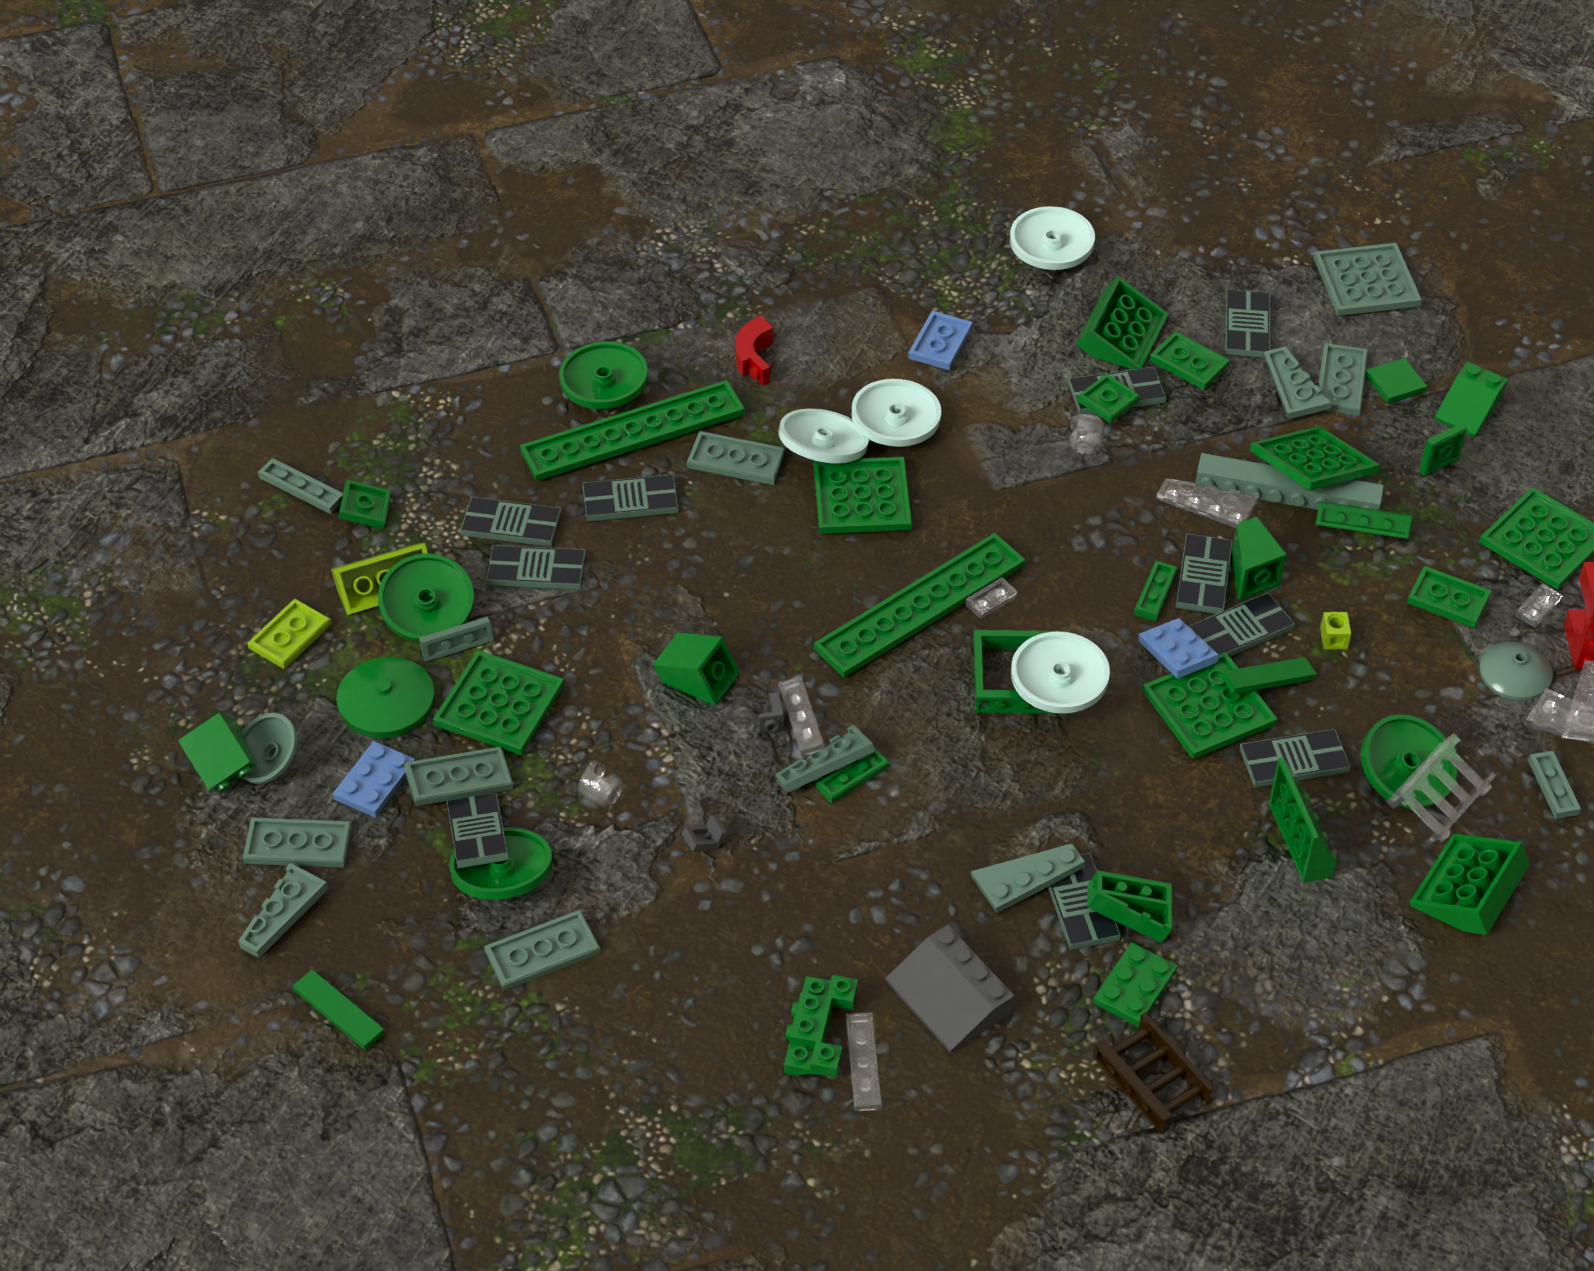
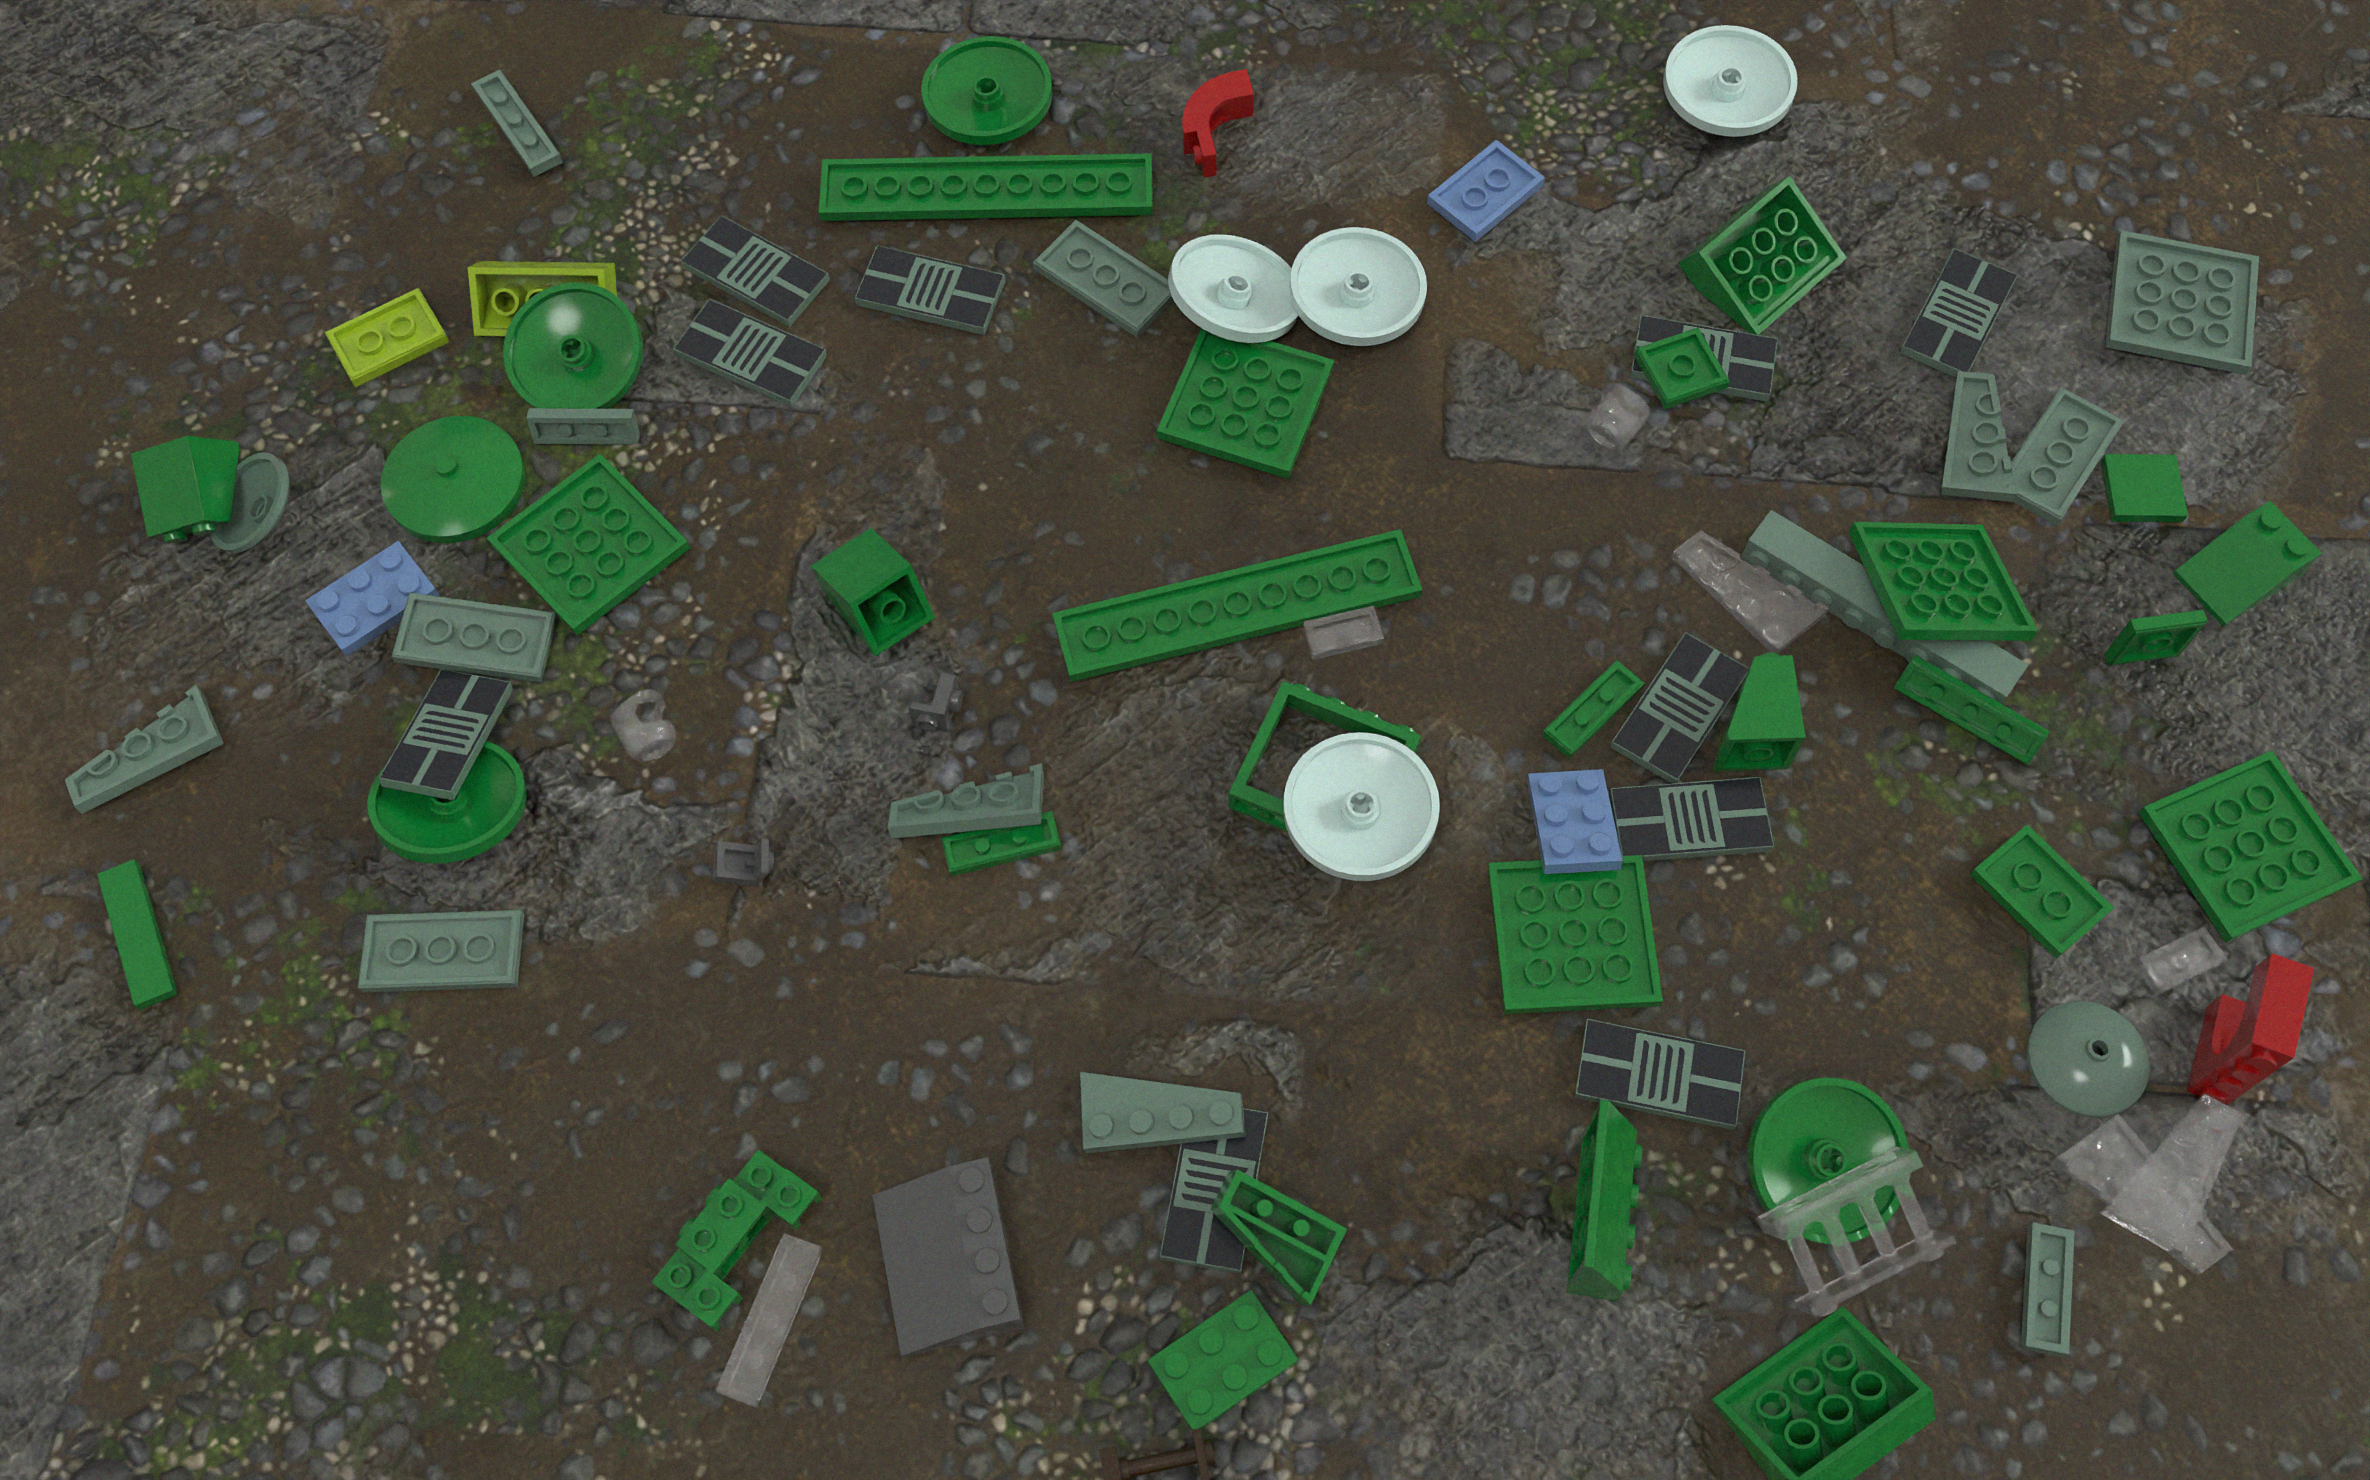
camera: 25 degrees right, 15 degrees up
(297, 842) = (227, 656): sand green tile -> none
(364, 504) = (579, 178): green tile -> none
(801, 716) = (975, 723): clear tile -> none
(1189, 360) = (1837, 346): green plate -> none
(1268, 675) = (1687, 921): green tile -> none
(1335, 630) = (1824, 895): lime brick -> none

